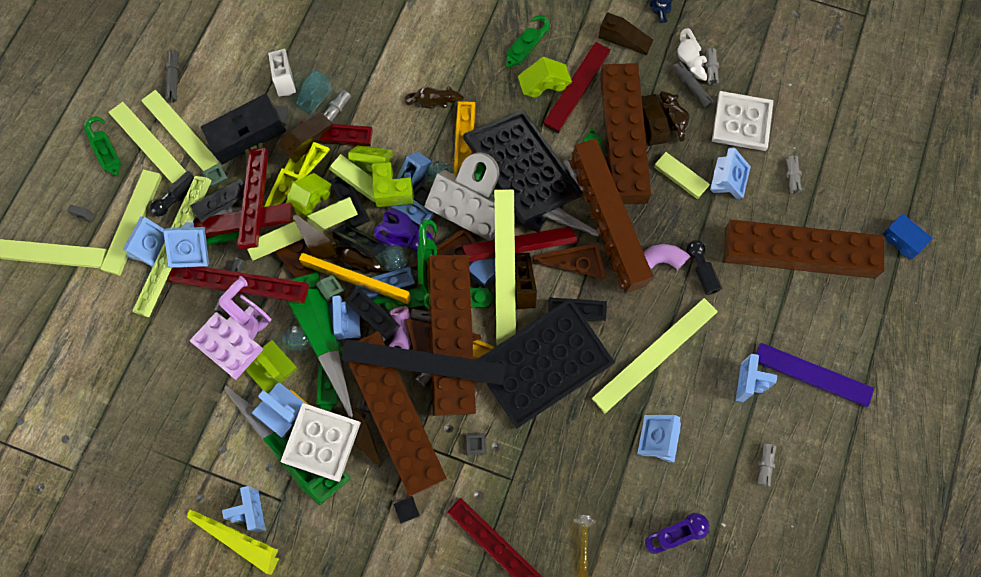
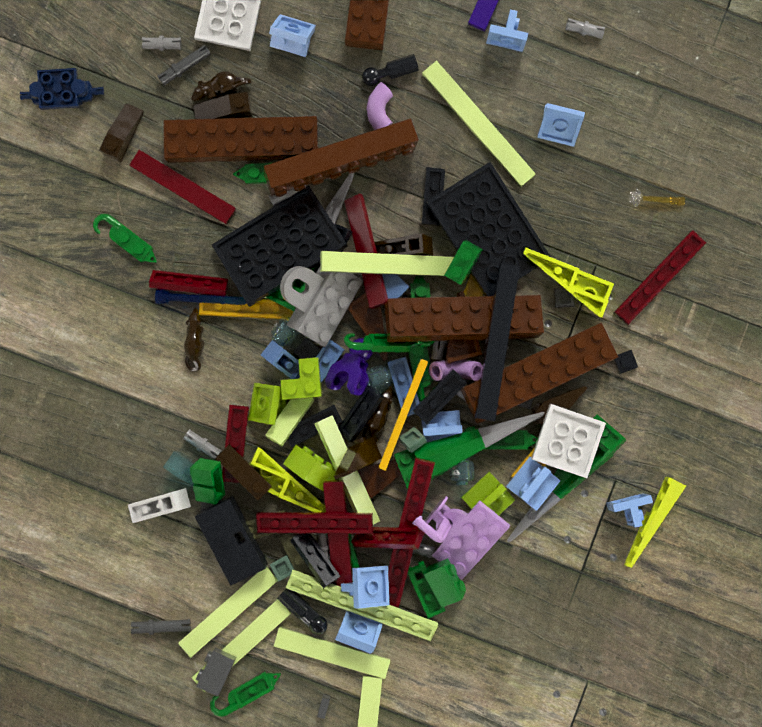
camera: 90 degrees left, 15 degrees up
(123, 118) = (216, 671): none -> dark grey brick
(182, 306) = (424, 591): none -> green plate
(186, 321) = (445, 582): none -> green brick
(231, 263) = (390, 538): none -> dark red plate
(299, 106) = (207, 481): none -> green piece
(473, 72) = (163, 296): none -> clear blue piece
(485, 462) = (585, 287): none -> neon yellow wedge
(486, 91) = (188, 283): none -> dark red plate
(507, 331) = (463, 262): none -> green brick
(544, 75) = (176, 219): lime brick -> none
(580, 260) = (381, 190): reddish brown wing -> none
(681, 175) = (288, 84): yellowish green tile -> none
(689, 54) = (147, 66): white animal -> none
(693, 527) = (649, 113): dark purple piece -> none

